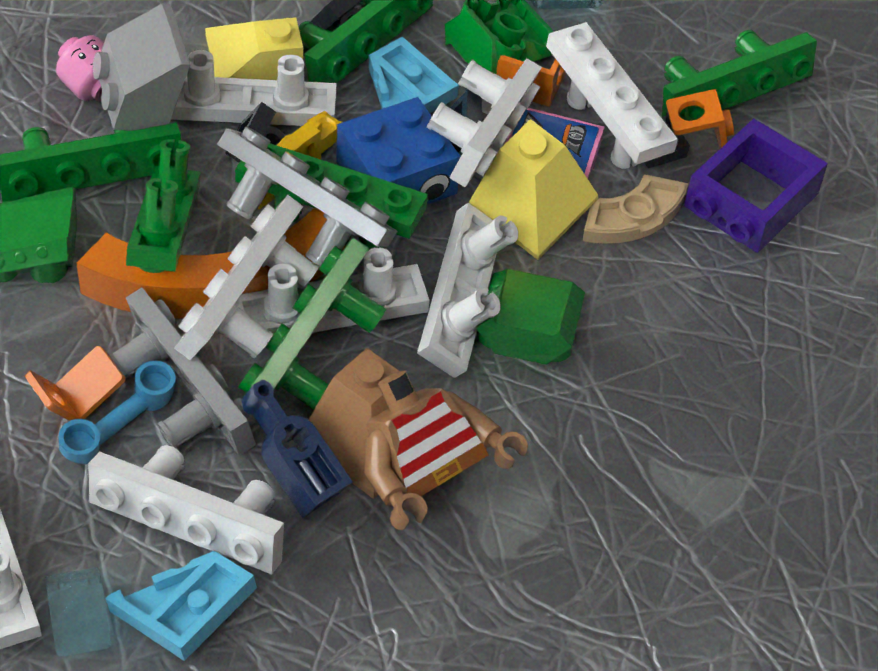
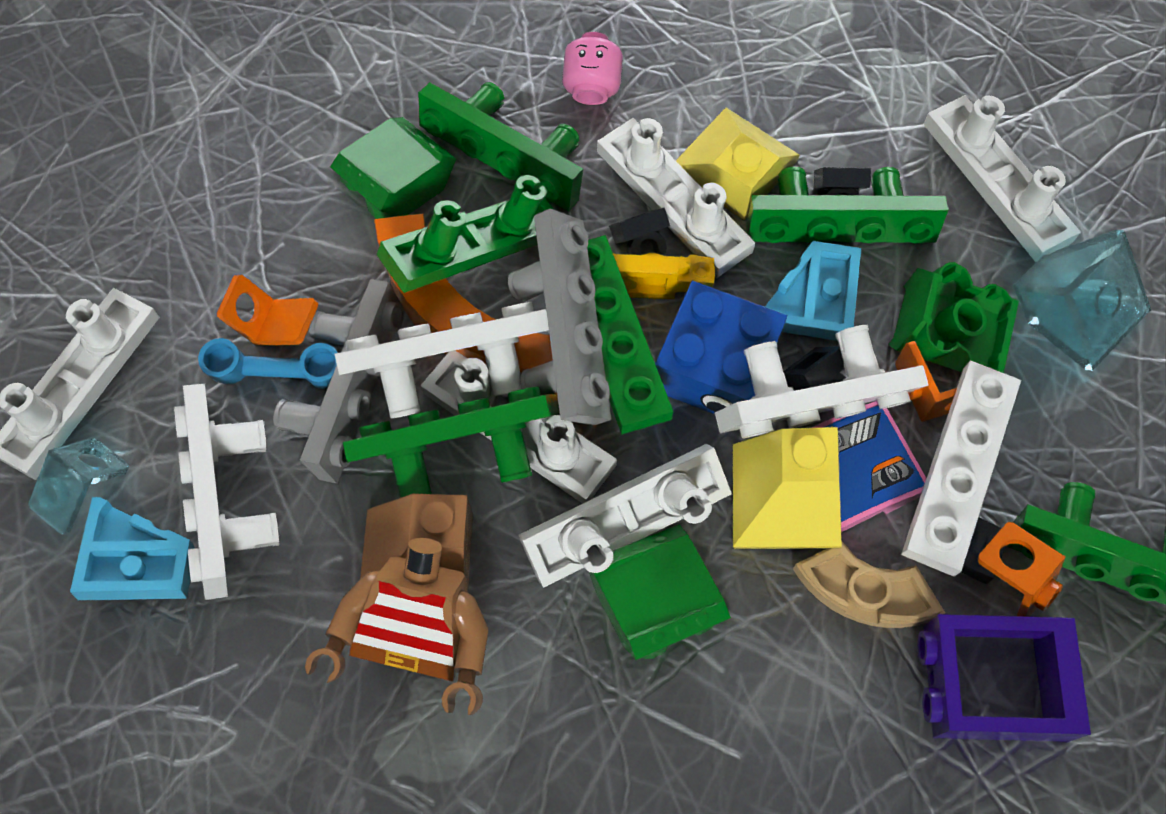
camera: 55 degrees right, 15 degrees up
(142, 70) = (590, 102): light grey slope -> none
(305, 473) = (318, 551): dark blue piece -> none

